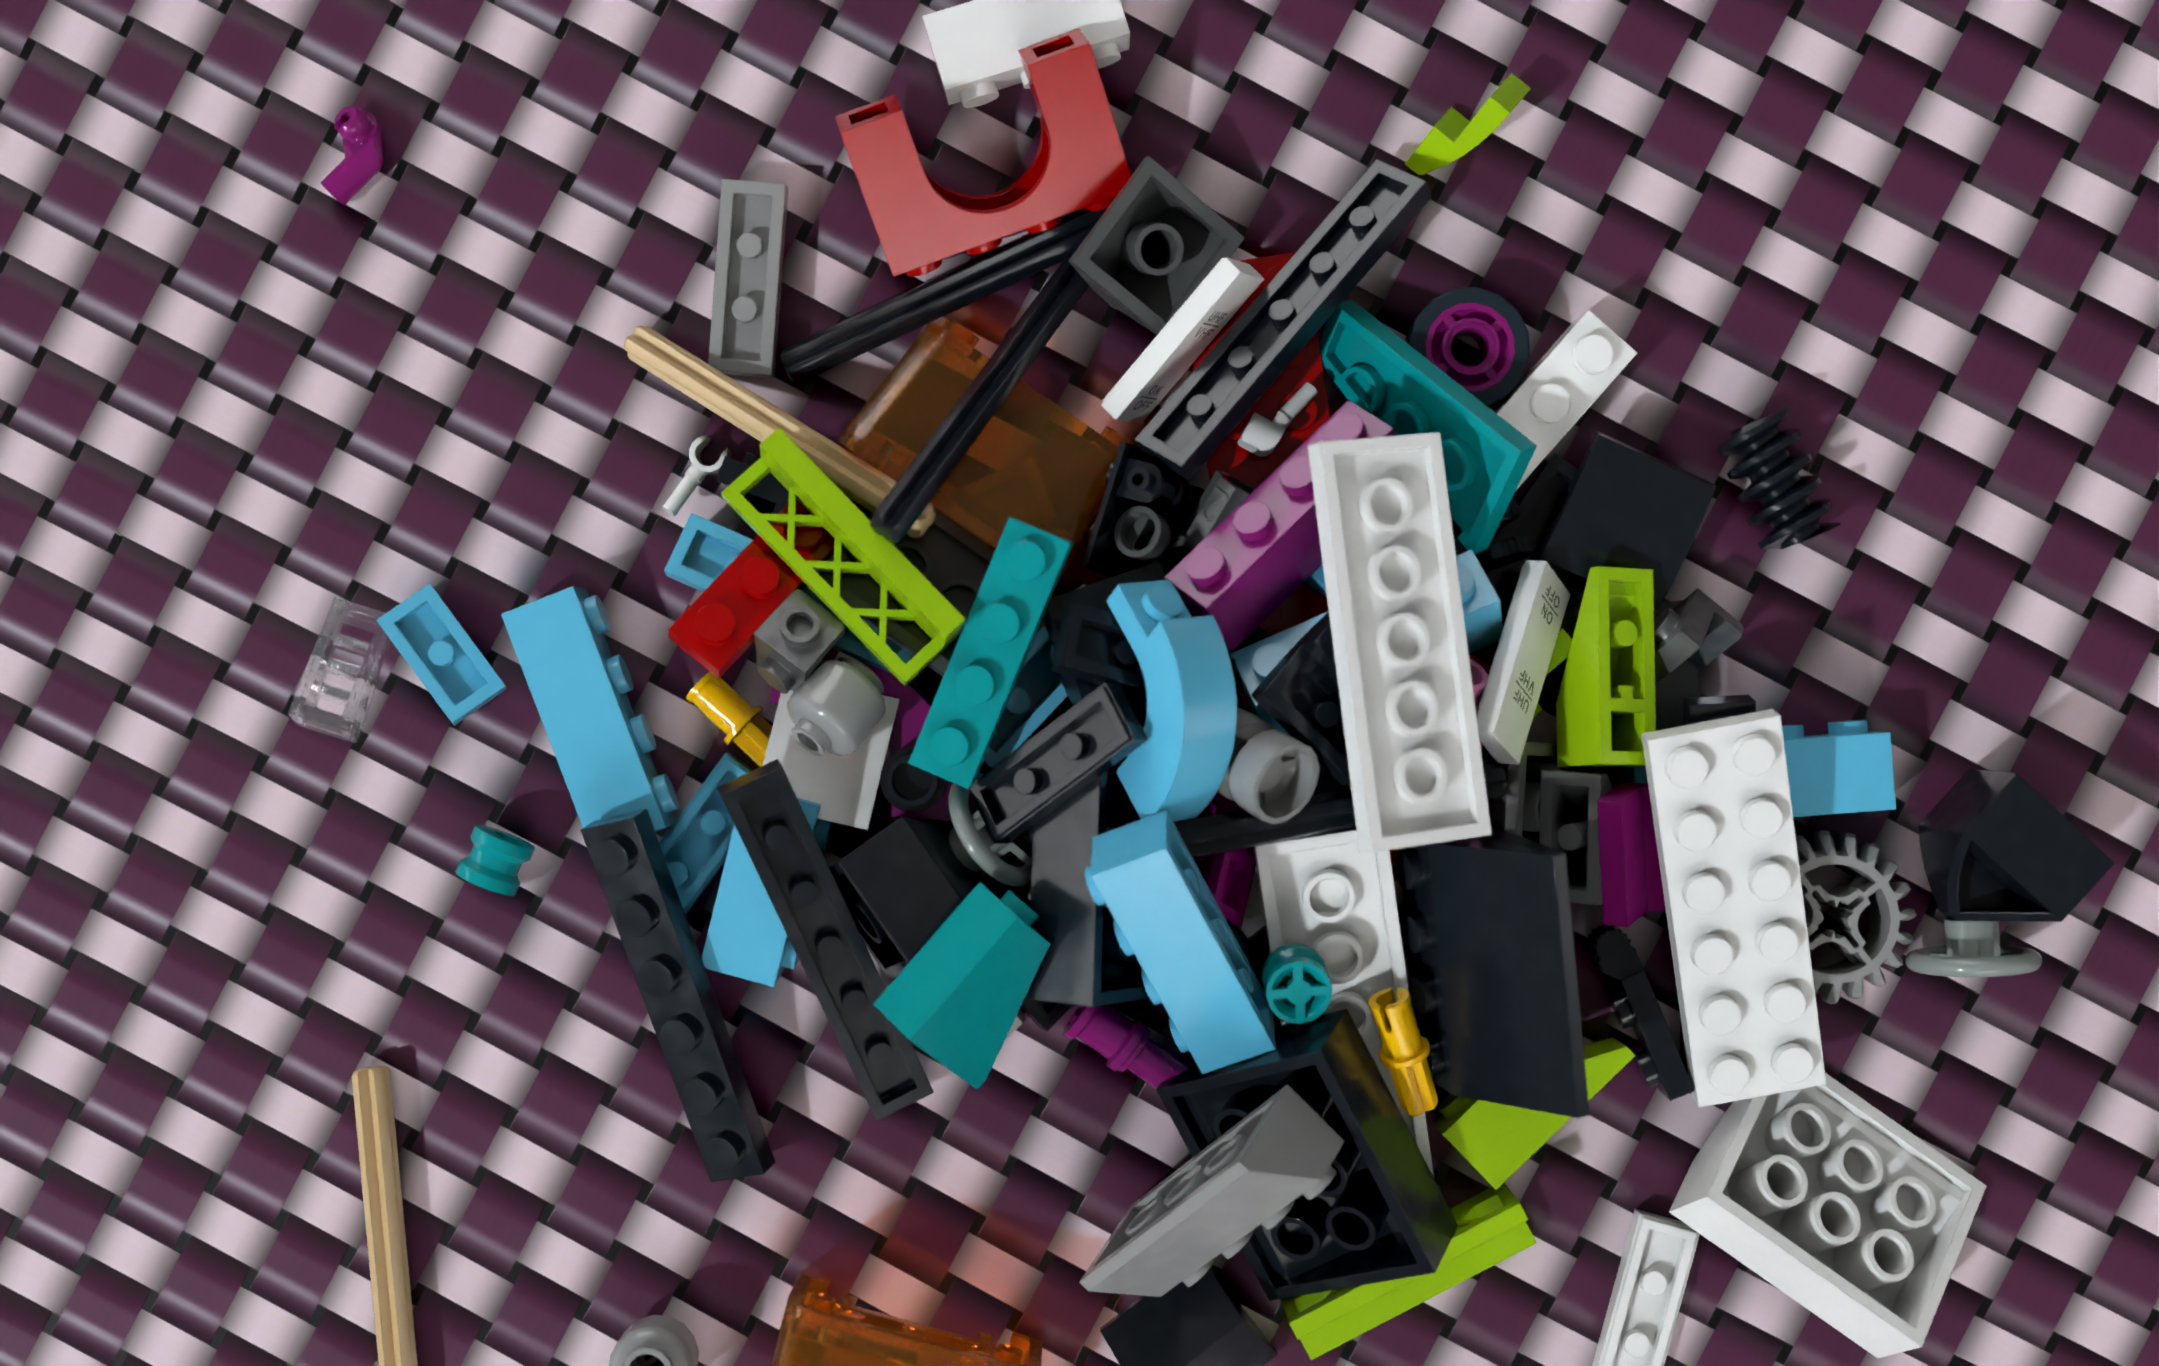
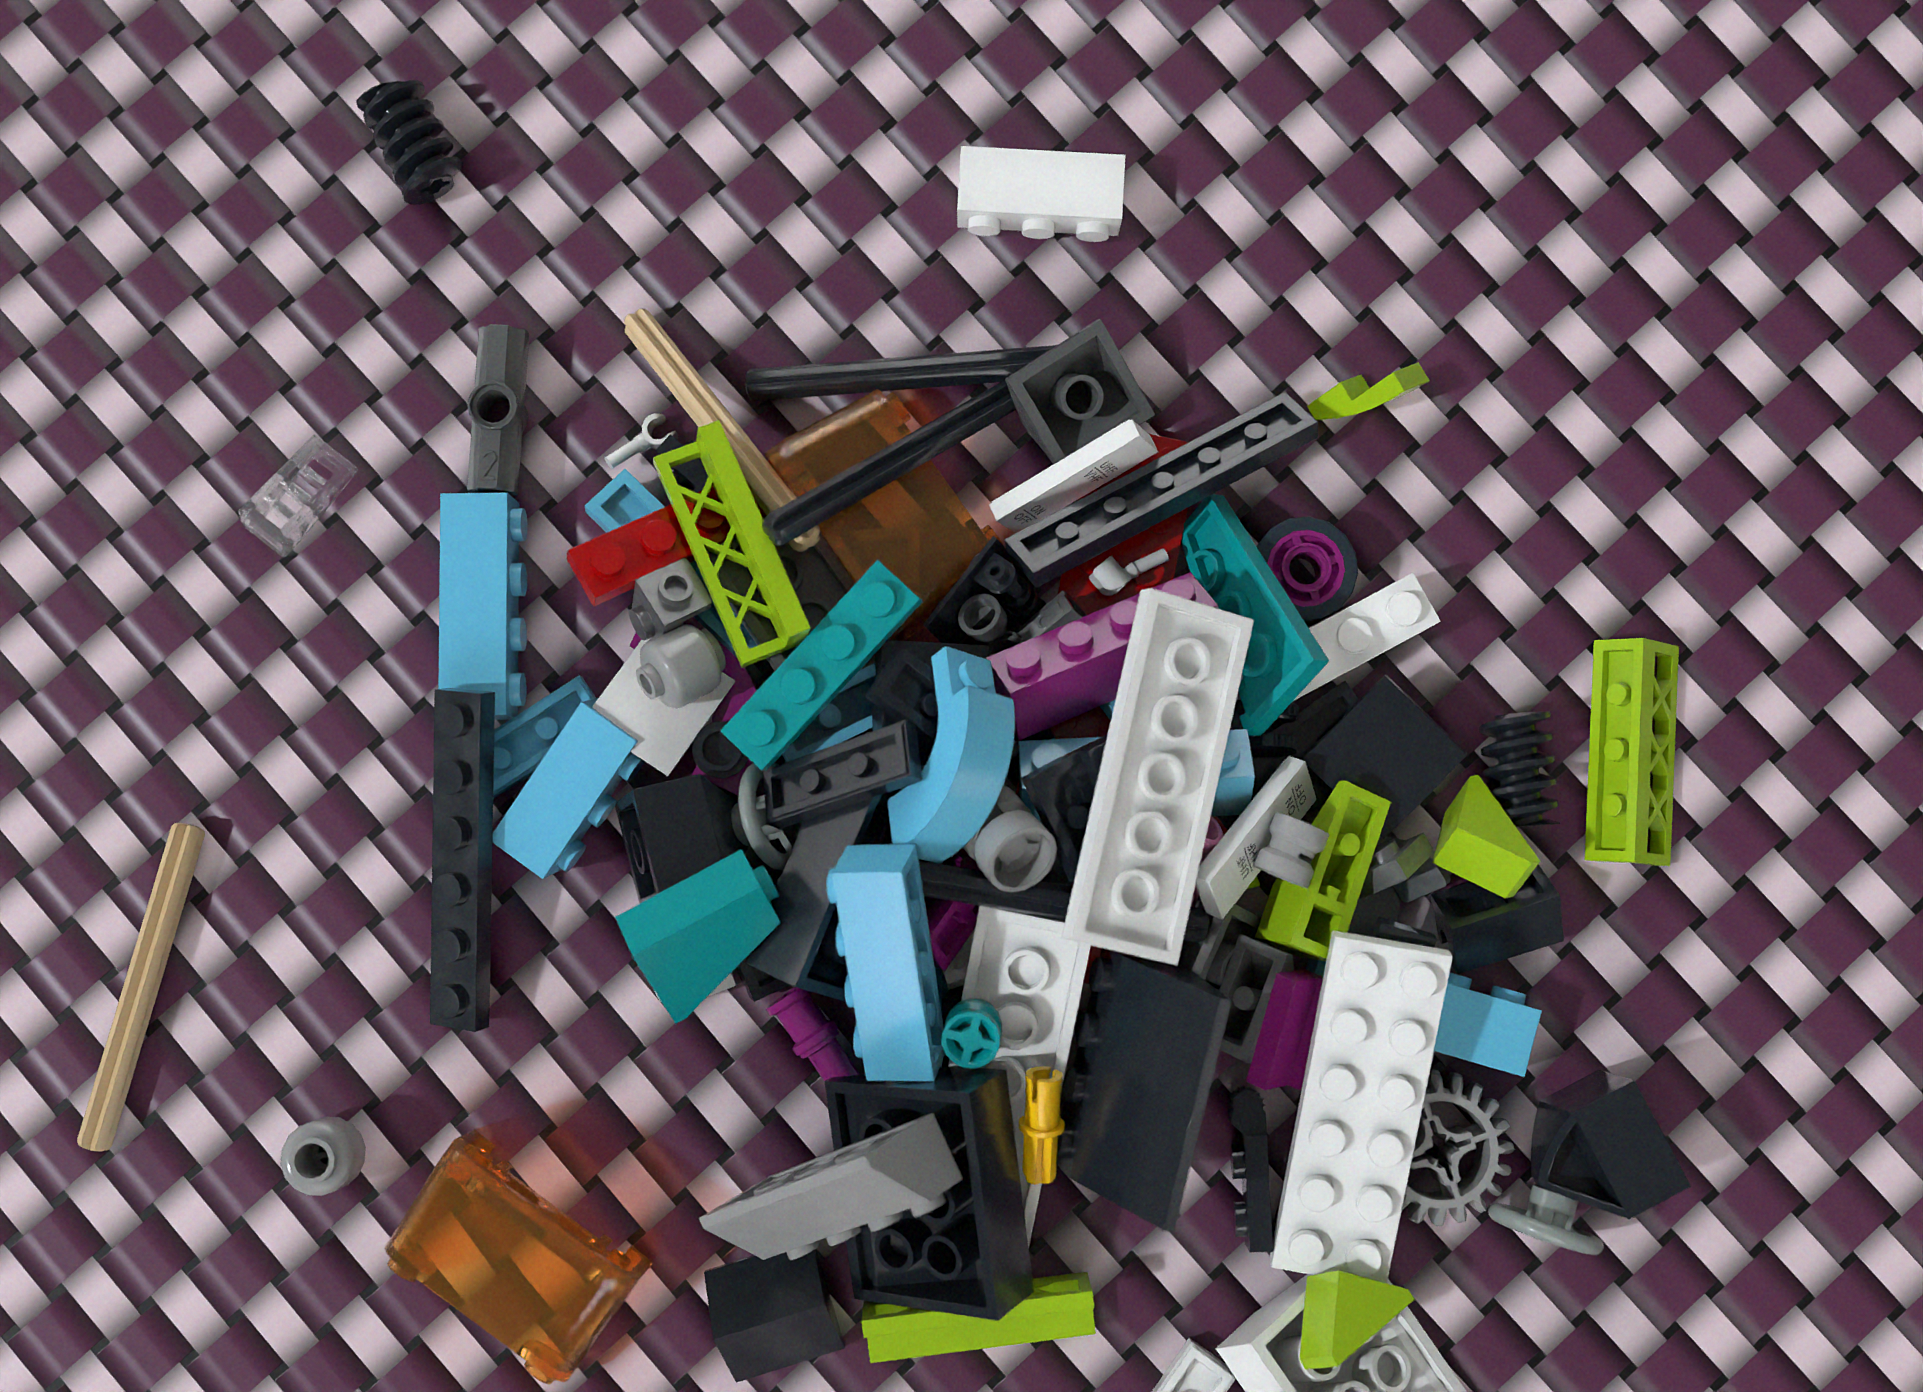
camera: 20 degrees right, 5 degrees down
(309, 233) = (409, 140): none -> black piece
(362, 153) = (477, 93): magenta arm -> none
(441, 654) = (381, 511): medium azure plate -> none
(495, 860) = (358, 692): teal wheel -> none
(512, 459) = (498, 377): none -> dark grey piece
(733, 716) = (595, 645): yellow axle -> none
(748, 277) = (744, 302): light grey plate -> none
(824, 936) = (598, 851): black plate -> none
(1074, 167) = (902, 309): arch -> none
(1502, 1136) = (1099, 1229): lime slope -> none
(1566, 663) = (1291, 849): none -> light grey wheel
(1765, 575) = (1483, 842): none -> lime slope
(1793, 1131) = (1344, 1314): none -> lime slope
(1808, 647) = (1493, 928): none -> black hinge
(1885, 417) = (1627, 751): none -> lime fence

